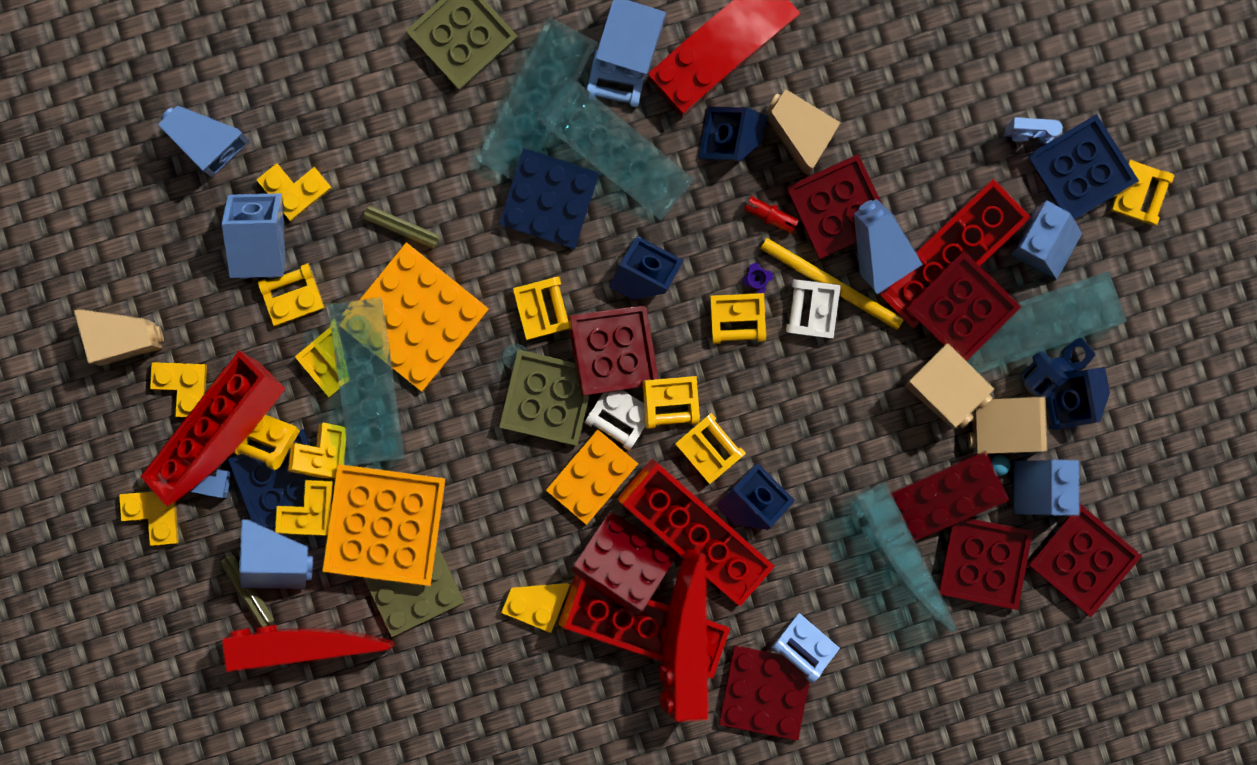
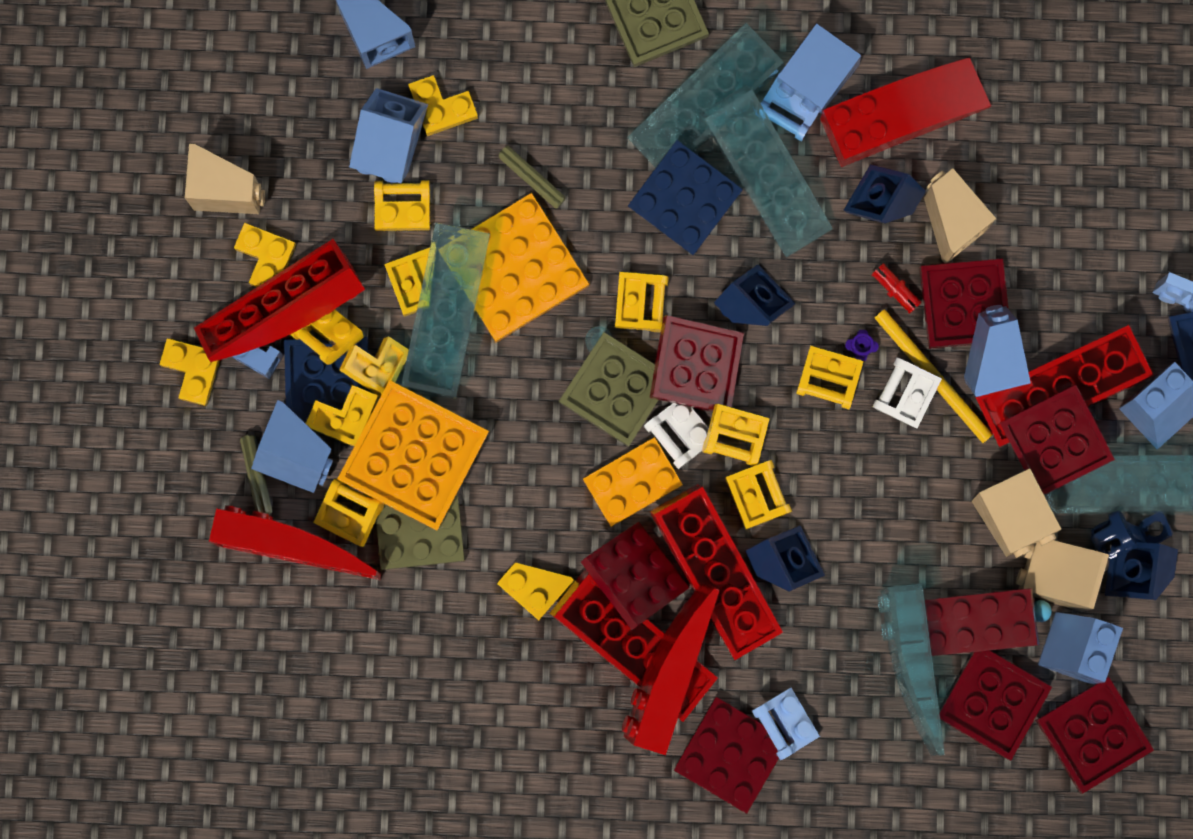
camera: 25 degrees right, 5 degrees down
(343, 605) = (344, 520): none -> yellow plate

